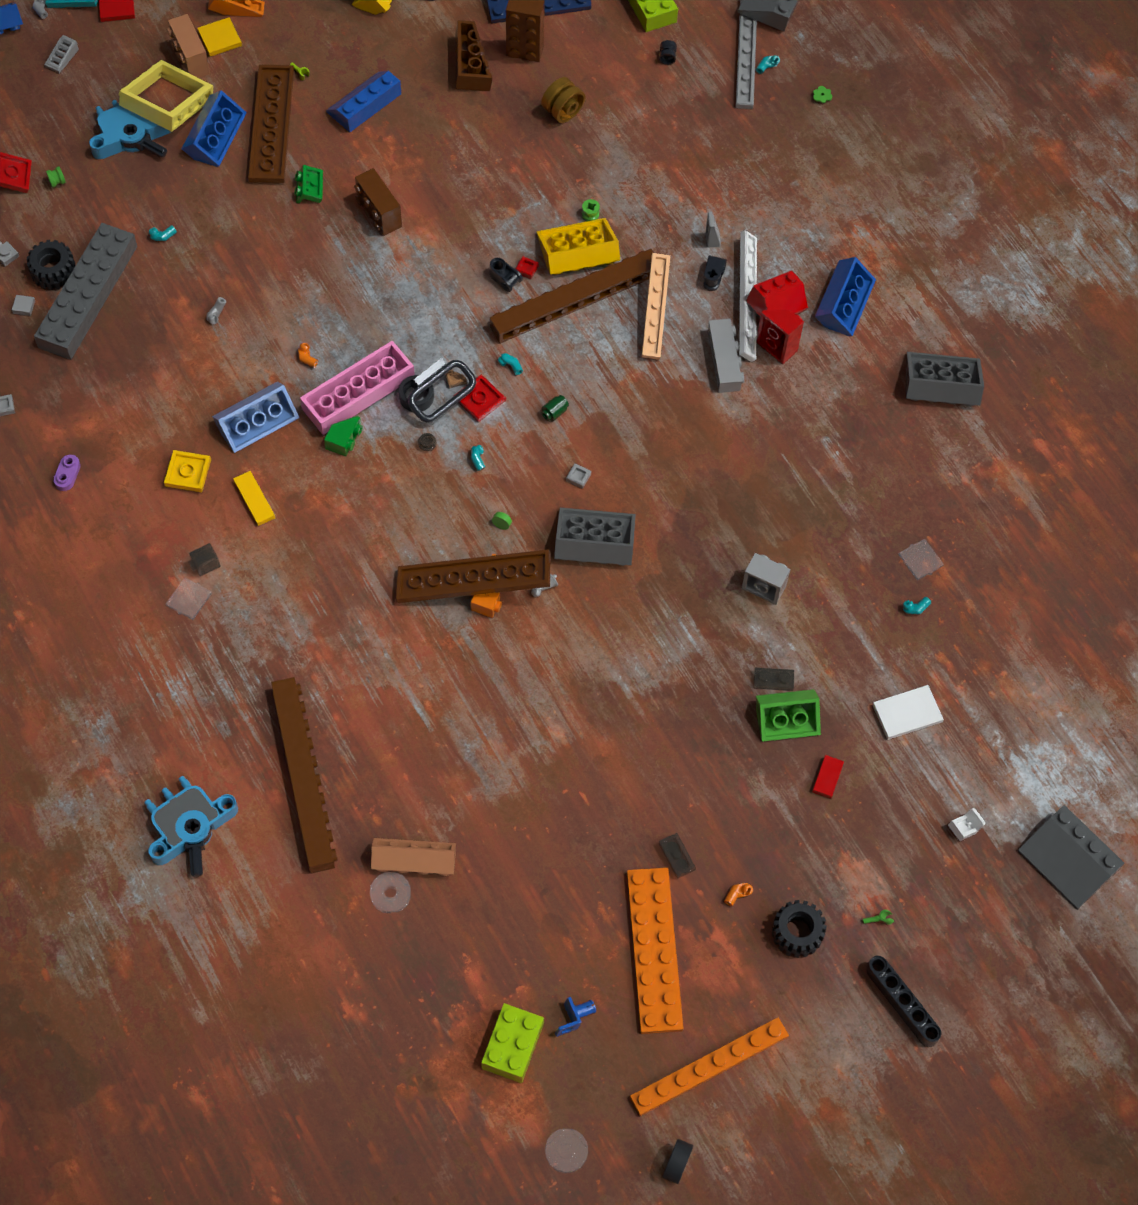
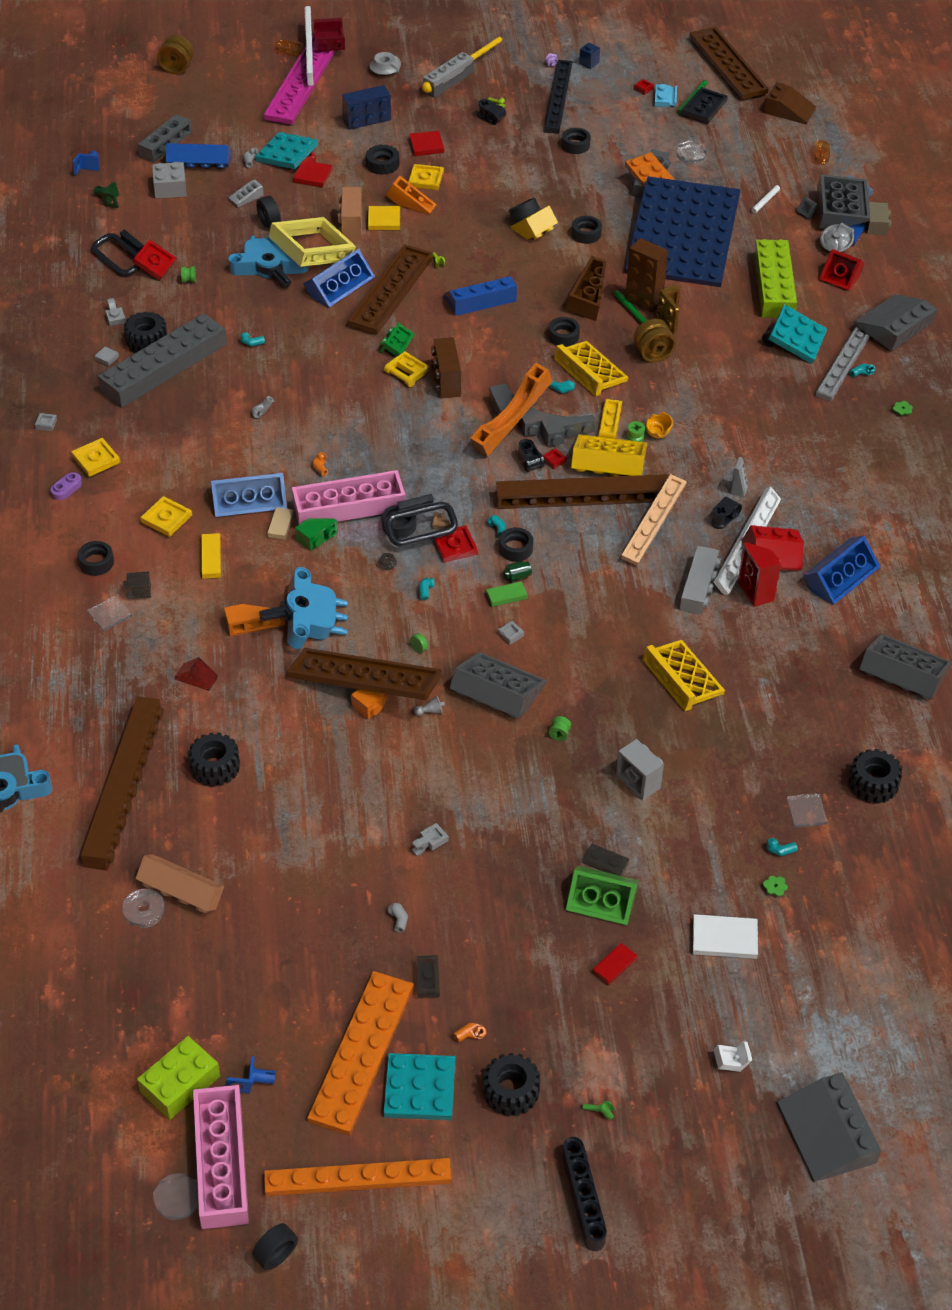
camera: 25 degrees right, 15 degrees down
(79, 429) = (95, 457): none -> yellow plate
(99, 72) = (268, 211): none -> black tyre
(140, 531) = (95, 568): none -> black tyre
(302, 437) = (280, 523): none -> tan tile
(309, 633) = (197, 674): none -> clear red slope
(329, 554) = (246, 619): none -> orange slope
(338, 209) = (408, 364): none -> yellow plate
(377, 703) = (214, 747): none -> black tyre
(382, 526) = (308, 610): none -> dark azure piece
(467, 127) = (564, 339): none -> black tyre
(476, 212) = (492, 433): none -> orange arch
(486, 233) = (552, 427): none -> dark grey arch
(495, 183) = (563, 387): none -> teal arm
(505, 157) = (584, 372): none -> yellow fence
(522, 68) = (630, 307): none -> green bar
(535, 390) = (516, 554): none -> black tyre
(555, 435) = (506, 594): none -> bright green tile
(558, 58) = (668, 306): none -> pearl gold bracket
(558, 203) = (610, 418): none -> yellow tile
(589, 1100) = (220, 1157): none -> bright pink brick
(610, 195) = (659, 425): none -> light orange hair
(613, 718) = (430, 837): none -> light grey plate
(624, 806) = (401, 915): none -> light grey arm
(672, 561) = (559, 728): none -> bright green wheel
(692, 43) = (797, 334): none -> teal plate
(720, 961) = (419, 1086): none -> teal plate
(745, 469) = (672, 679): none -> yellow fence
(928, 641) = (775, 886): none -> bright green plant
(962, 516) = (871, 787): none -> black tyre

